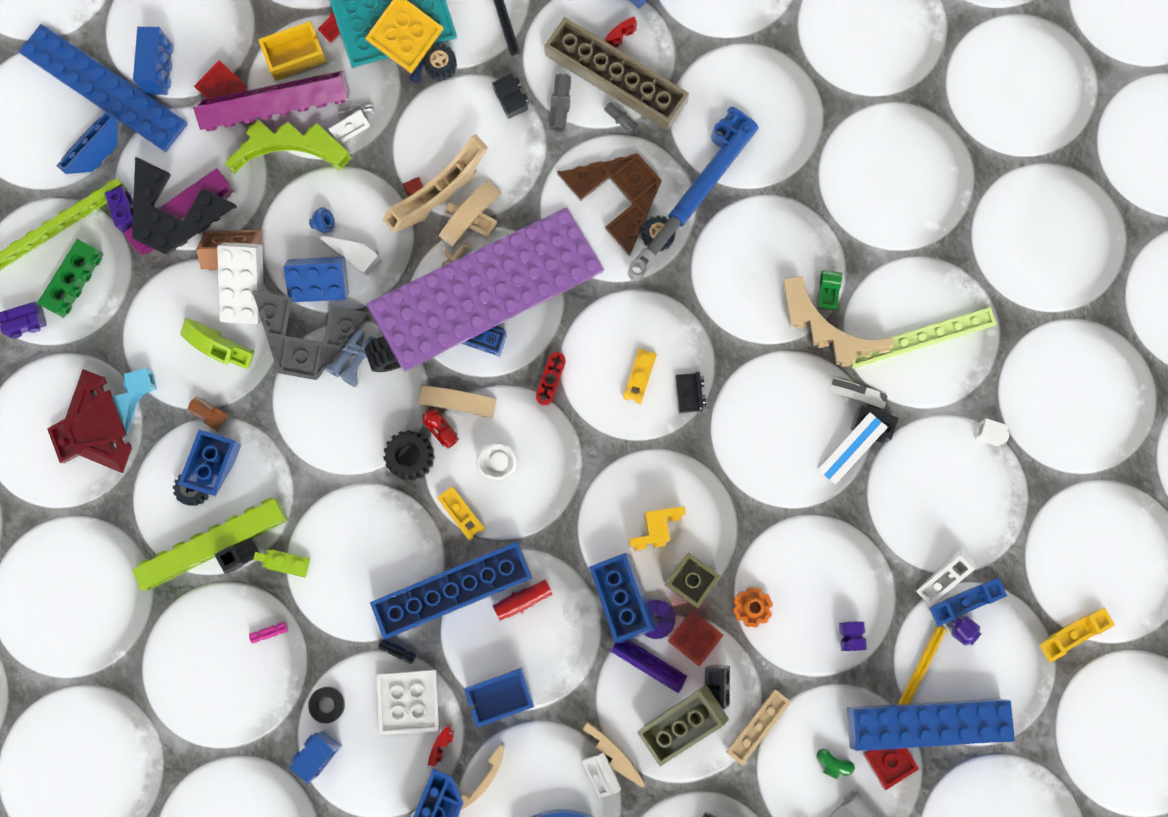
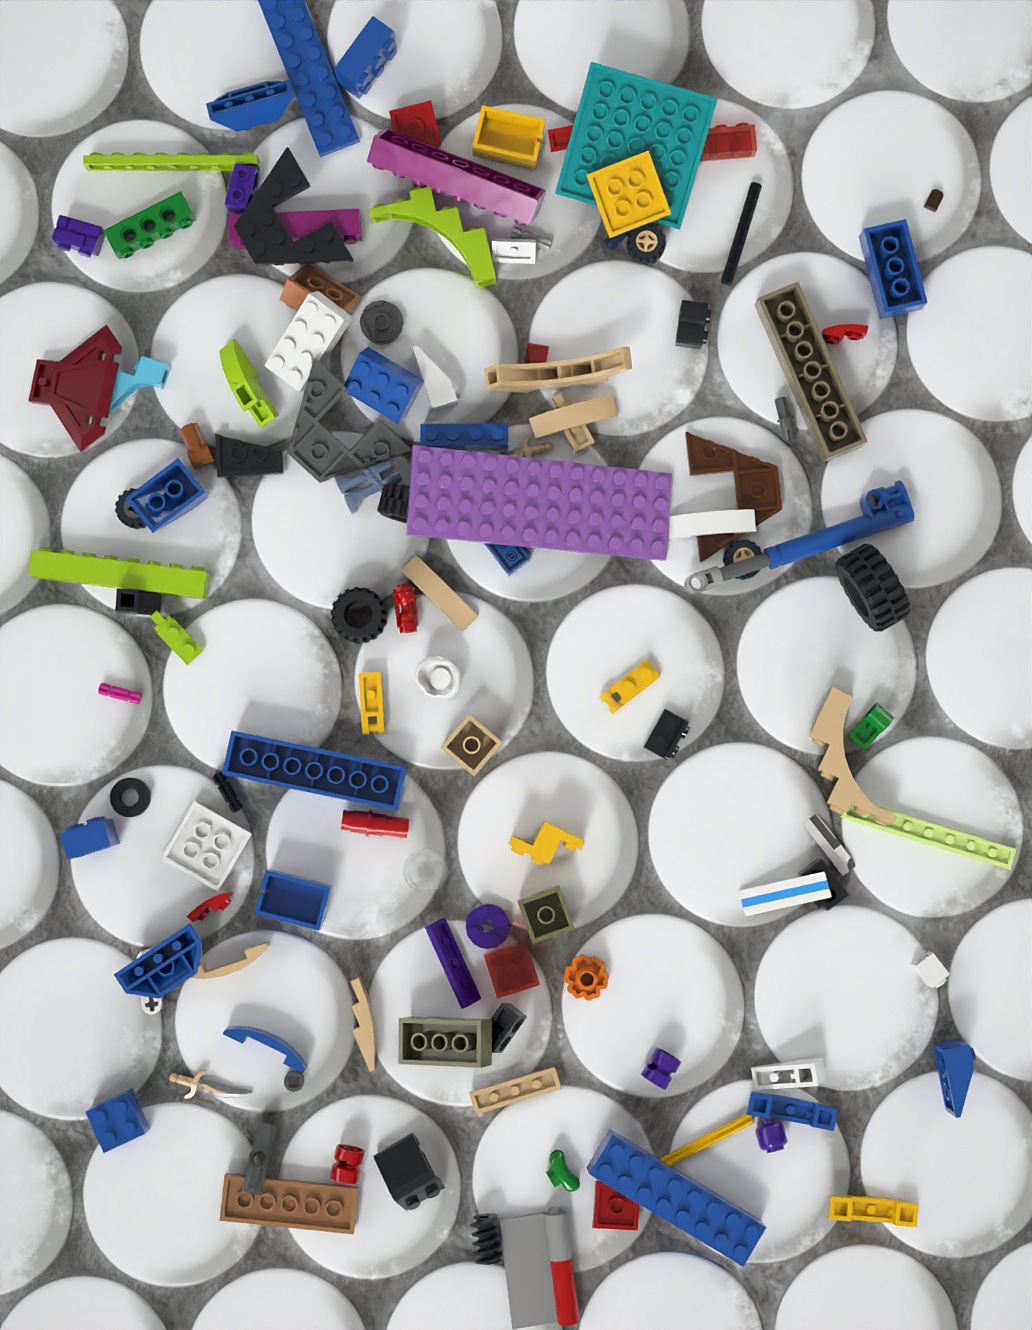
camera: 30 degrees right, 5 degrees up
(249, 400) = (245, 459): none -> black wing
(286, 238) = (381, 322): none -> dark grey tile
(322, 220) = (426, 329): blue brick -> none
(405, 272) = (465, 436): none -> blue brick
(554, 494) = (471, 745): none -> tan brick
(560, 102) = (736, 364): dark grey piece -> none
(560, 367) = (552, 616): red beam -> none
(601, 775) = (339, 1034): white plate -> none
(618, 222) = (711, 523): none -> white slope
(622, 598) = (469, 886): blue brick -> none
(763, 189) = (872, 587): none -> black tyre
(1063, 493) = (955, 1072): none -> blue slope

